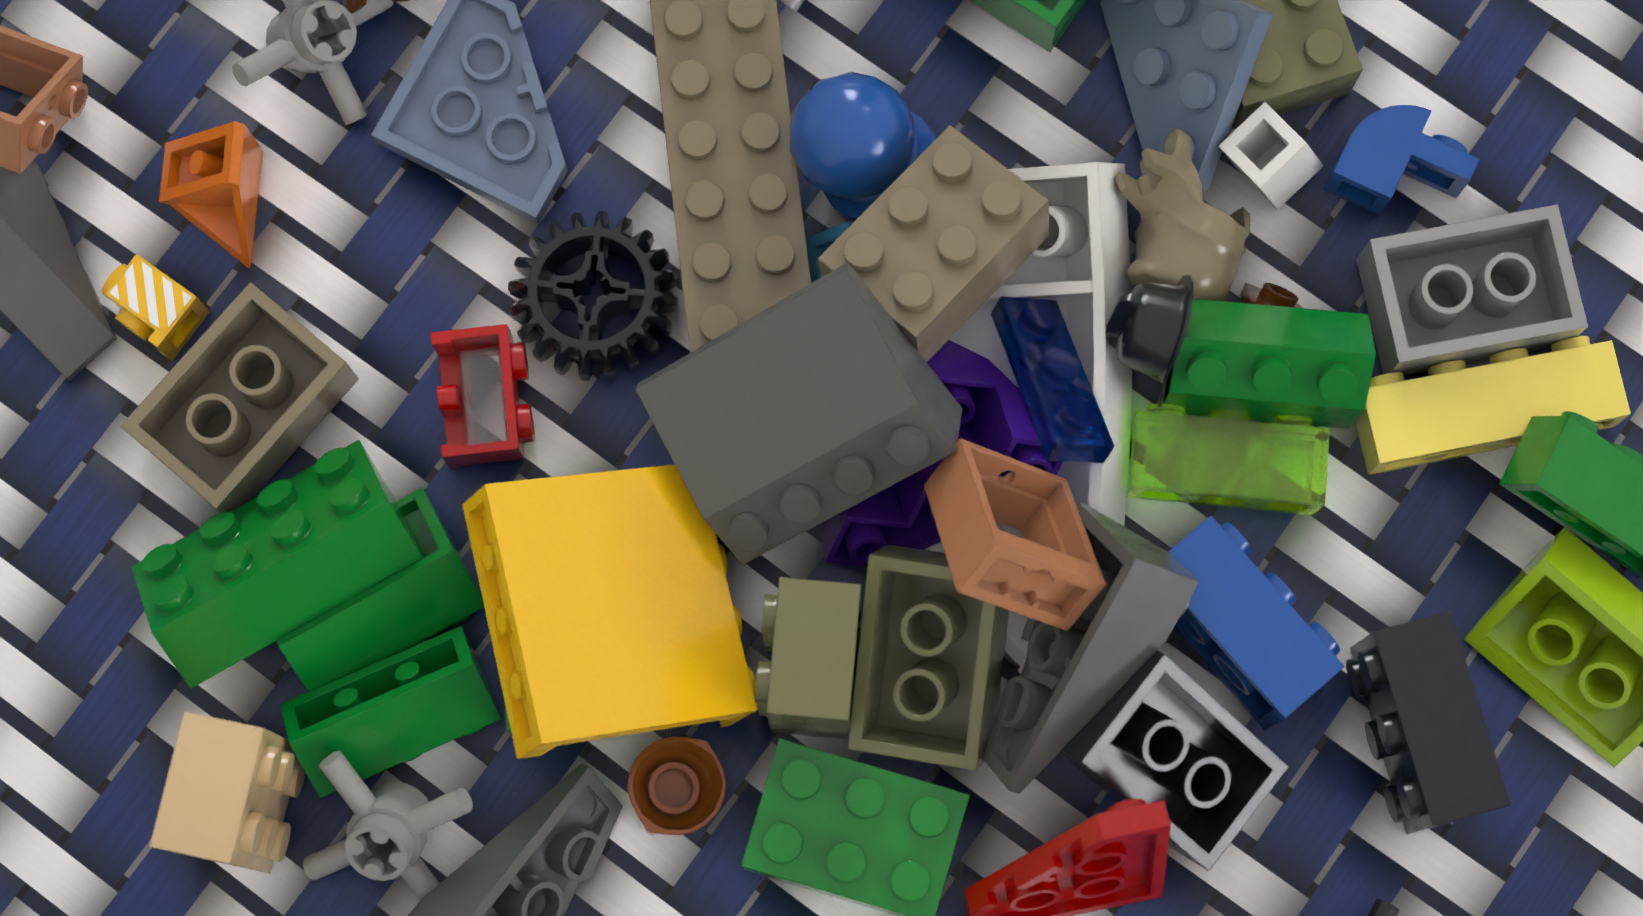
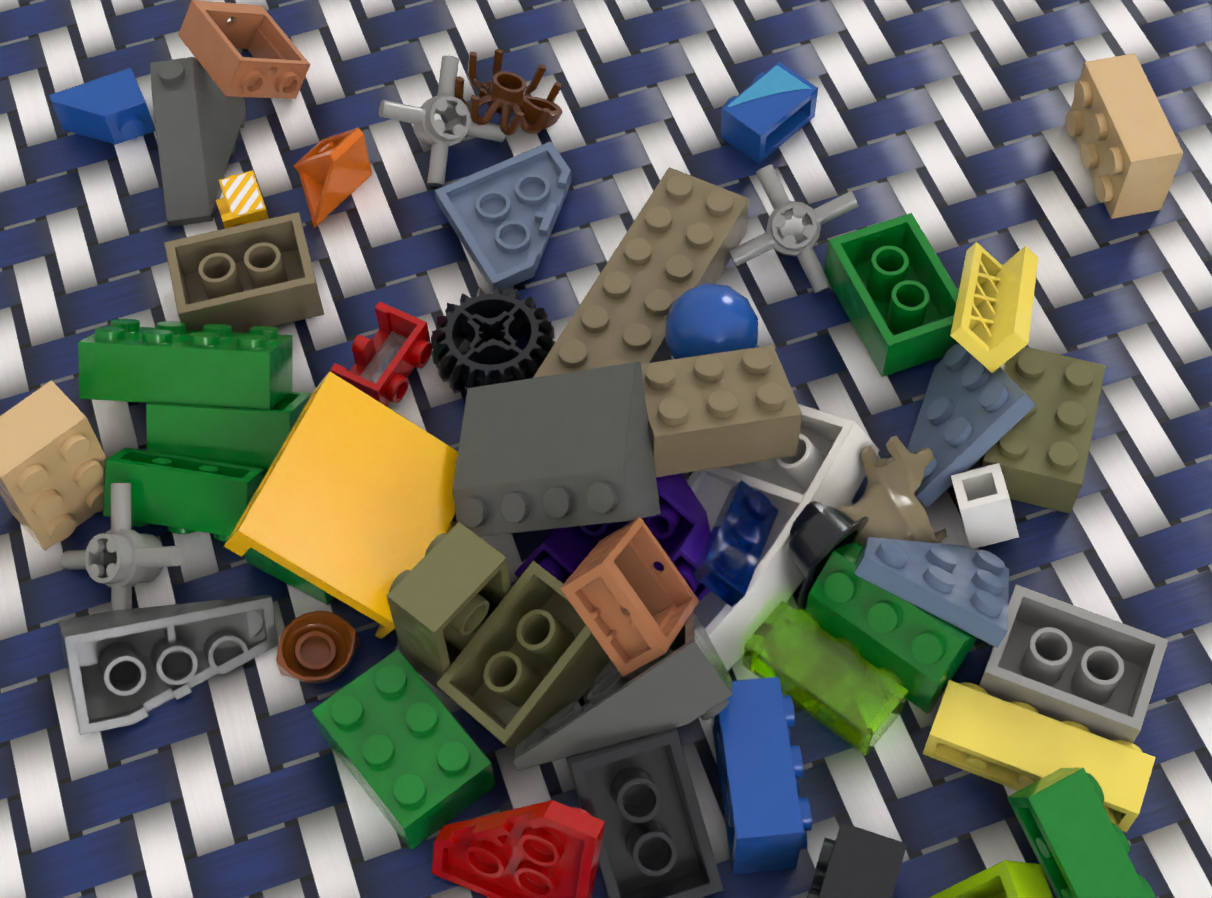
camera: 35 degrees right, 20 degrees down
(1298, 287) = (944, 580): none -> sand blue plate
(1392, 146) = (1073, 551): blue brick -> none

